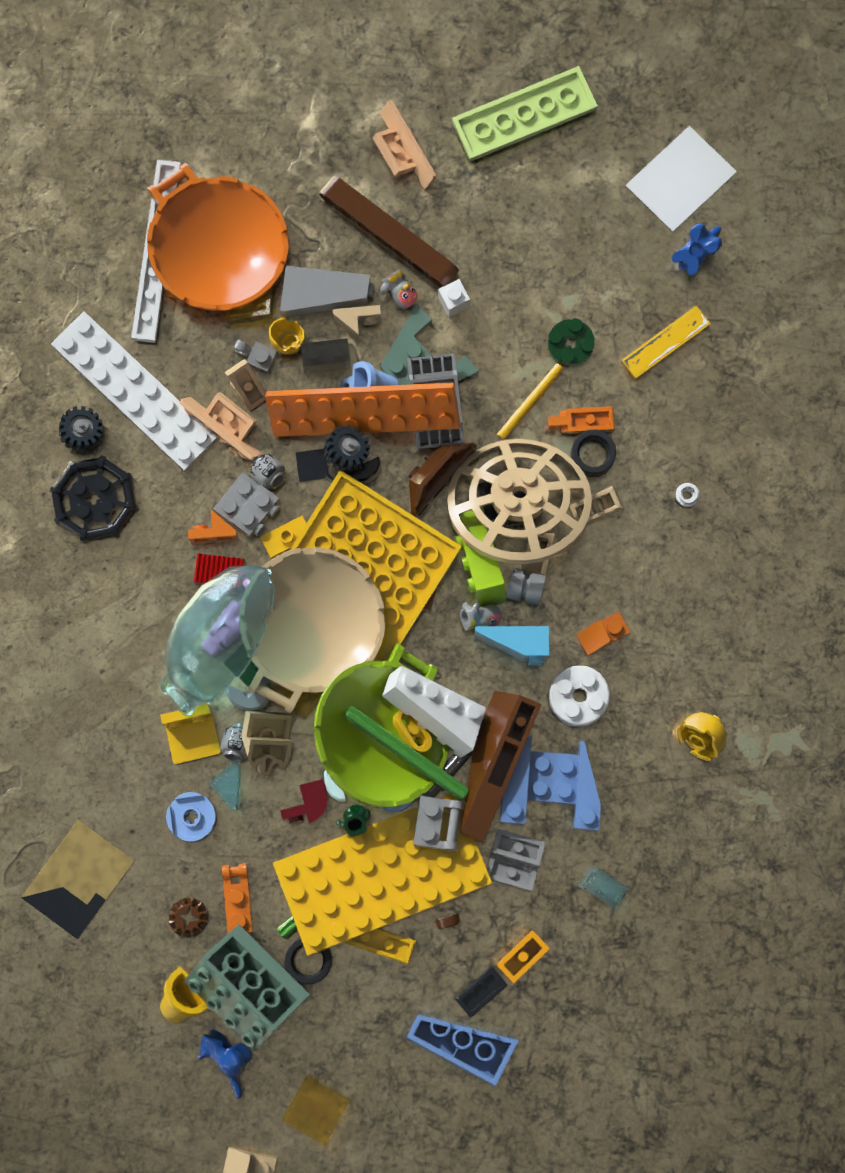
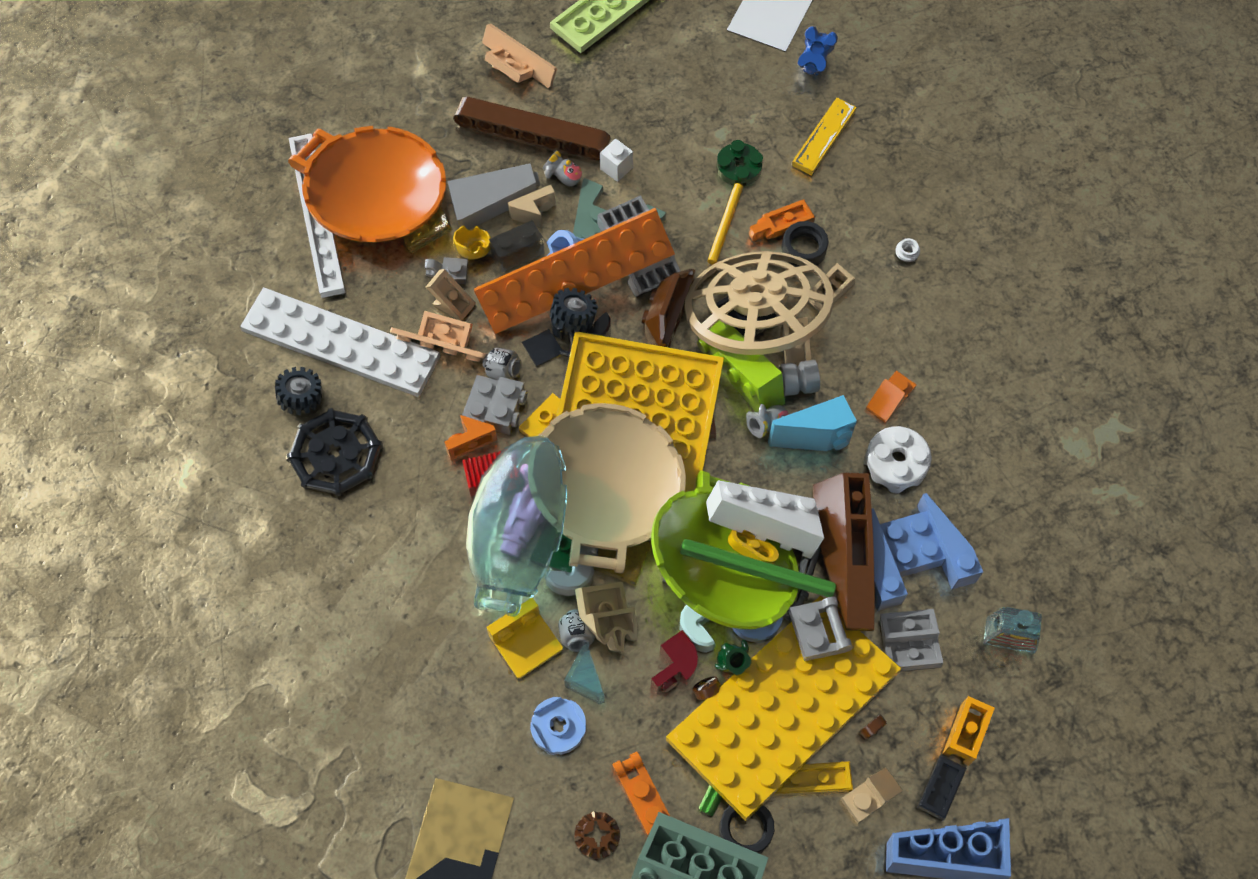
camera: 25 degrees left, 15 degrees down
(324, 834) = (706, 688): none -> reddish brown tile
(422, 974) = (871, 795): none -> tan slope
(704, 735) = (1034, 449): yellow cylinder -> none

